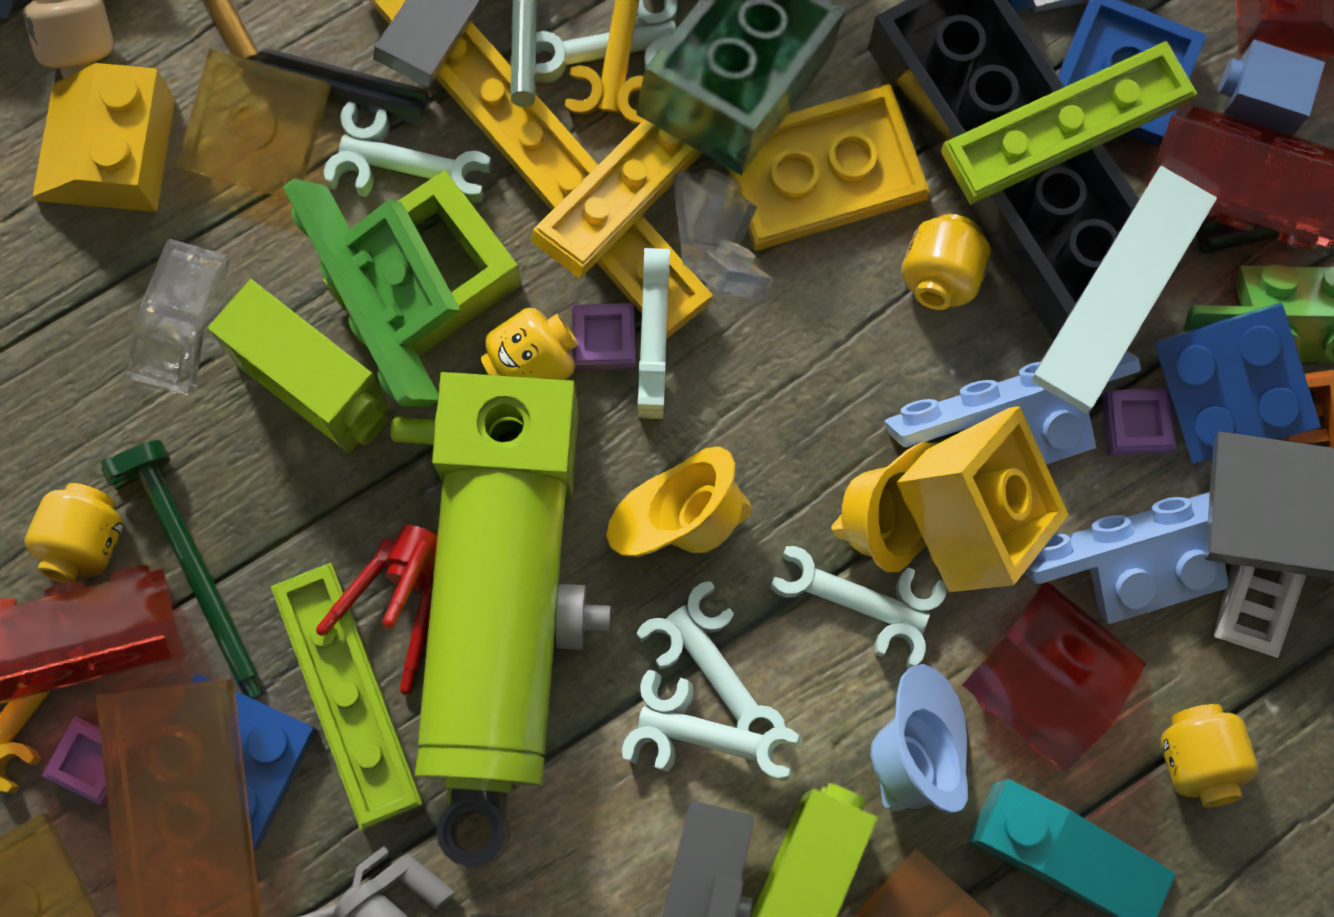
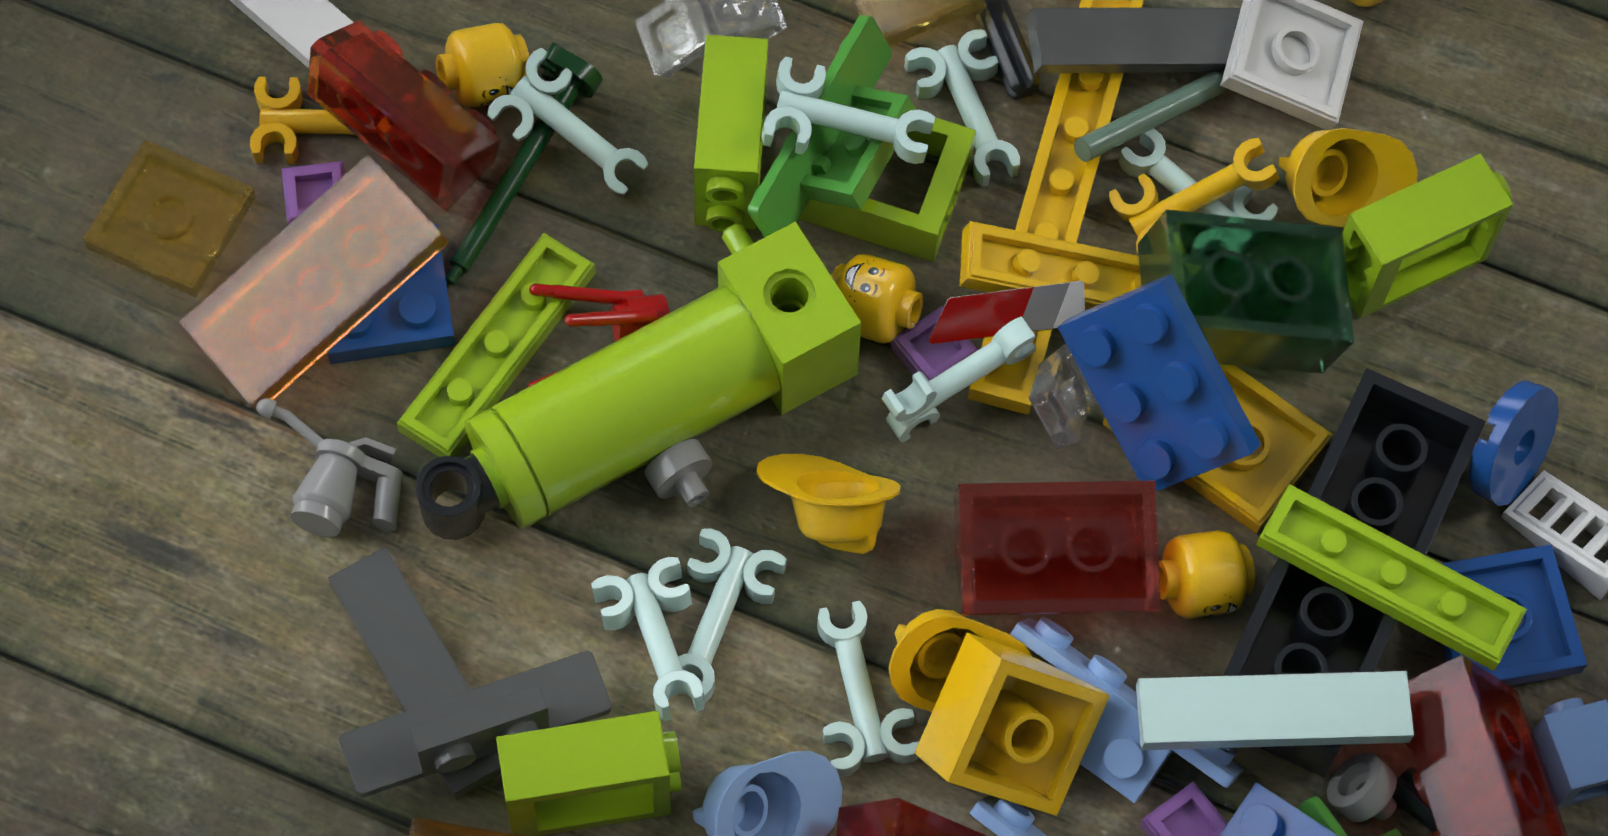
camera: 55 degrees right, 10 degrees down
(140, 512) = (534, 96): none -> light aqua bar
(341, 297) = (800, 107): none -> light aqua bar
(626, 254) = (987, 313): none -> red sticker
(781, 181) = (1159, 384): none -> blue plate
(858, 362) = (1057, 548): none -> clear red slope
(1203, 271) = (1363, 788): none -> light grey tile

